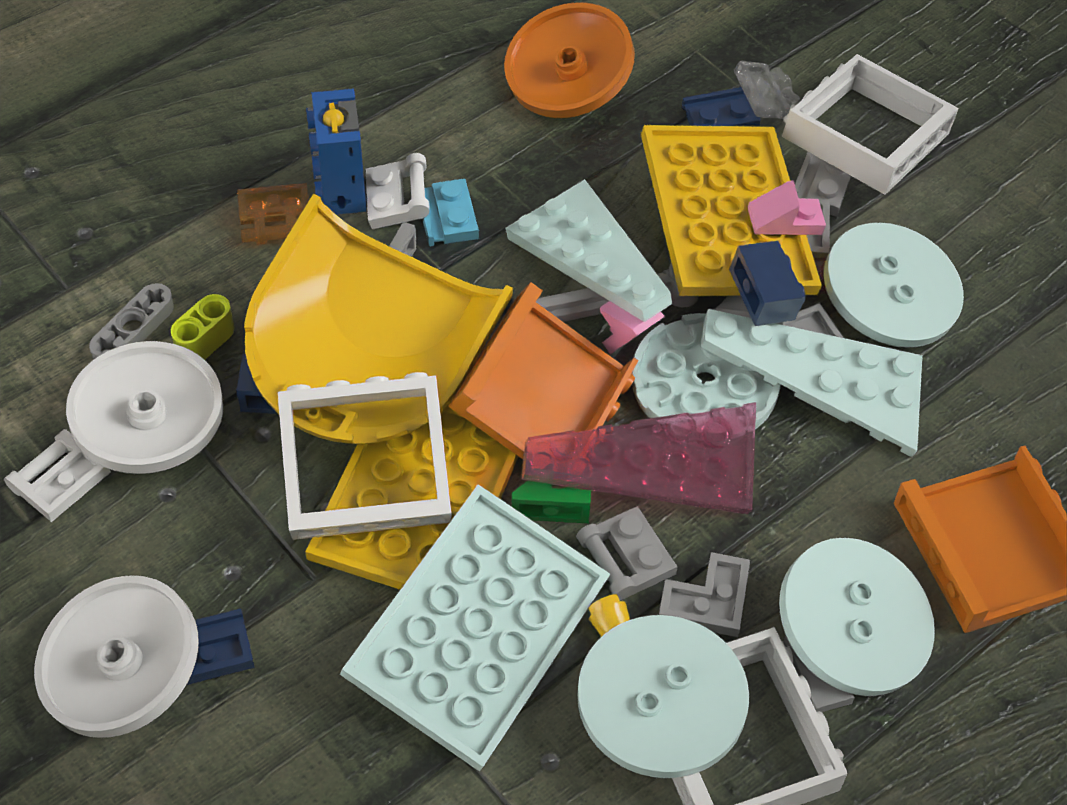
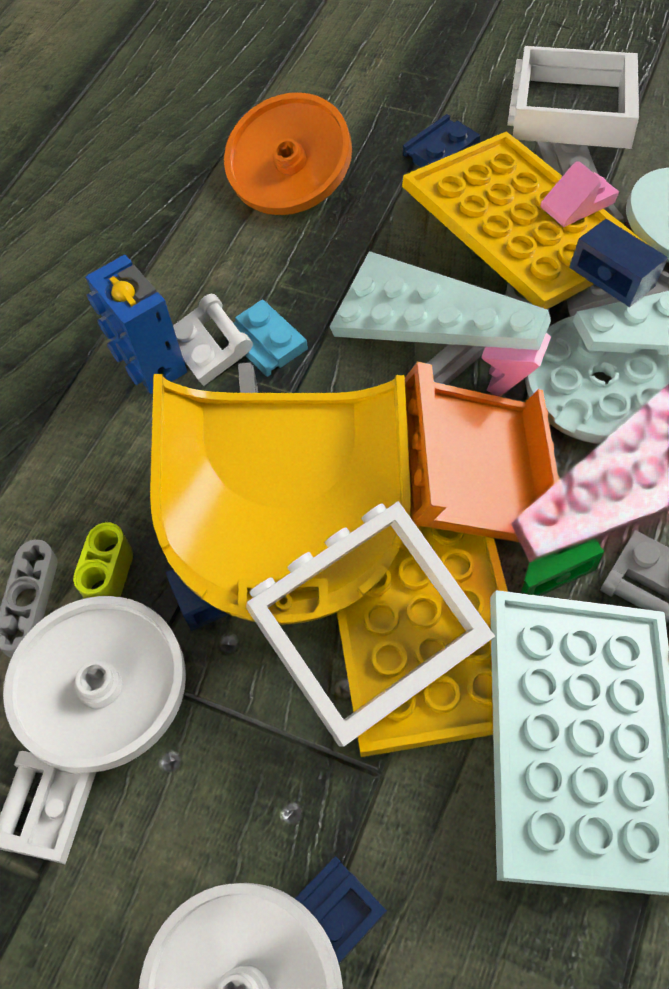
camera: 20 degrees left, 5 degrees up
(270, 205) = (96, 407): clear orange plate -> none
(766, 90) = (471, 108): clear plate -> none

